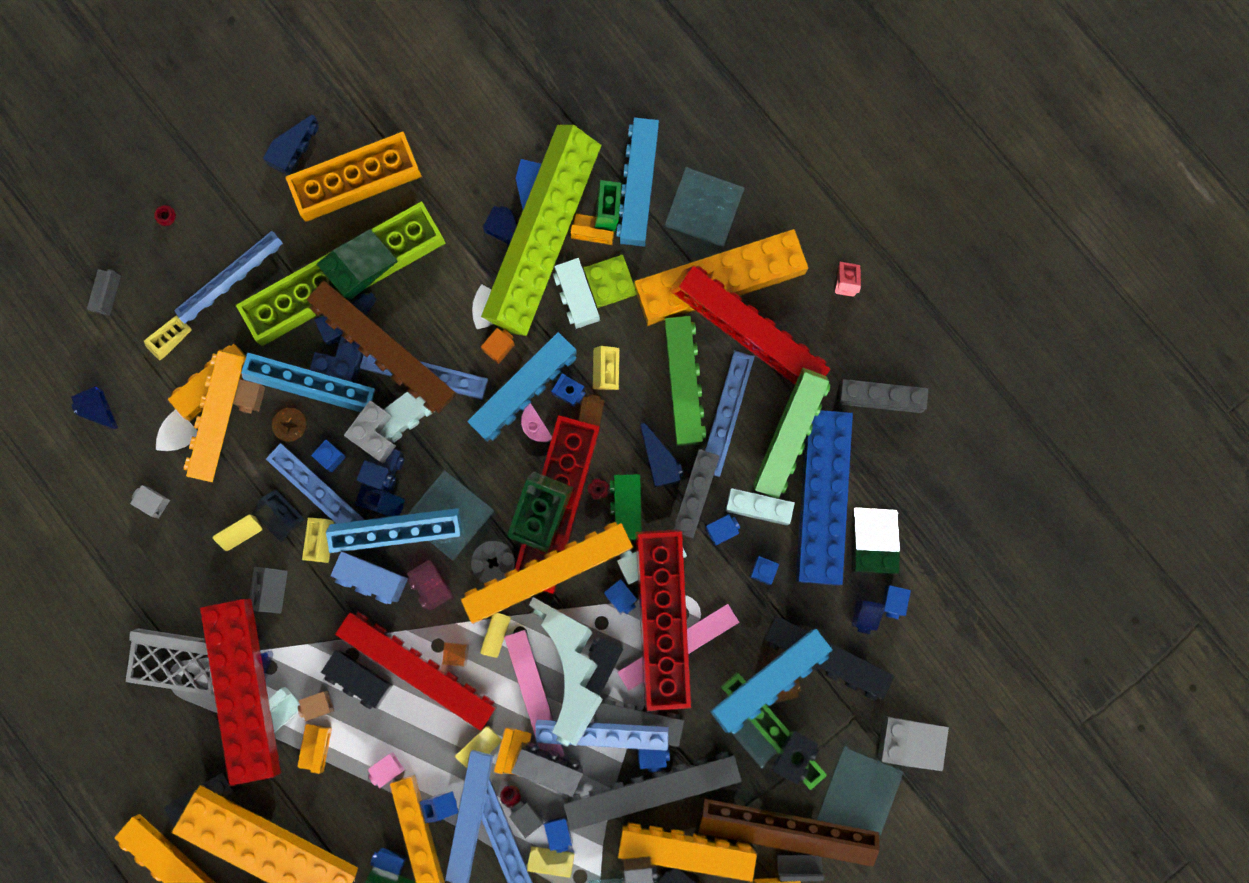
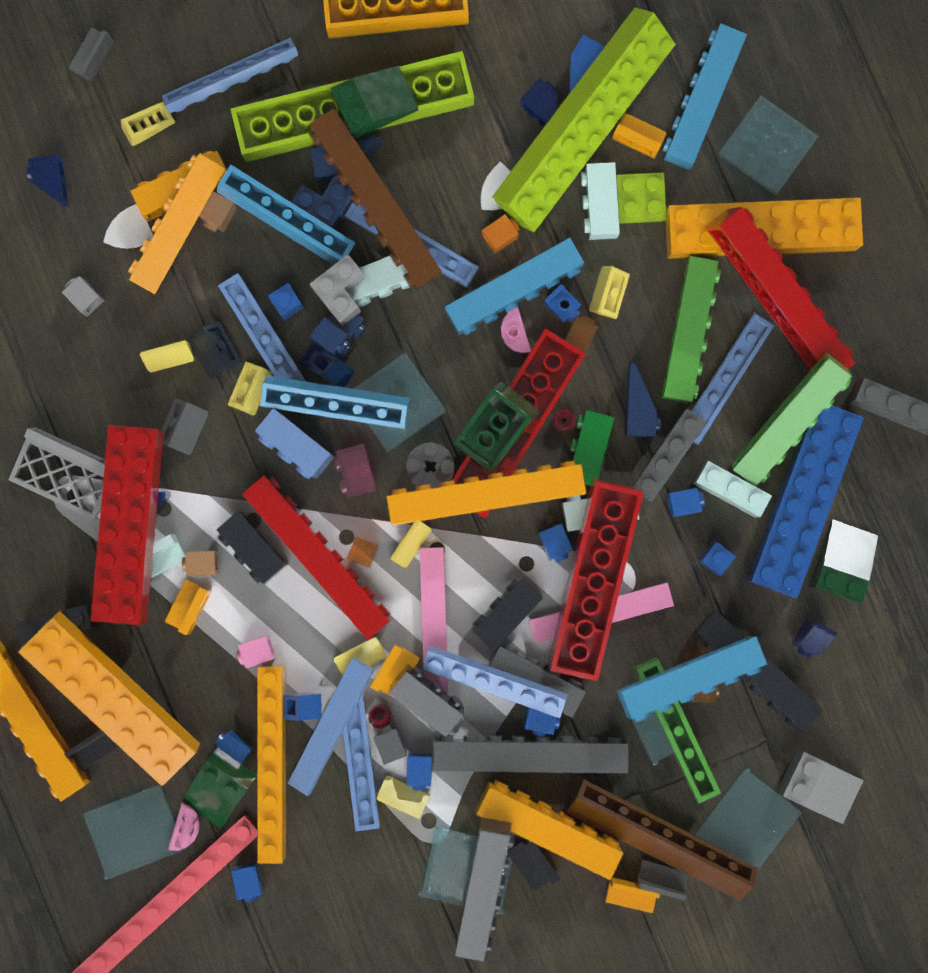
camera: 20 degrees right, 5 degrees up
(285, 416) = (249, 245): clear orange gear -> none
(578, 702) = (481, 640): light aqua arch -> none
(607, 205) = (663, 113): green brick -> none
(795, 743) = (696, 750): black brick -> none
(848, 279) = (901, 270): coral slope -> none
(895, 601) = (849, 632): blue brick -> none

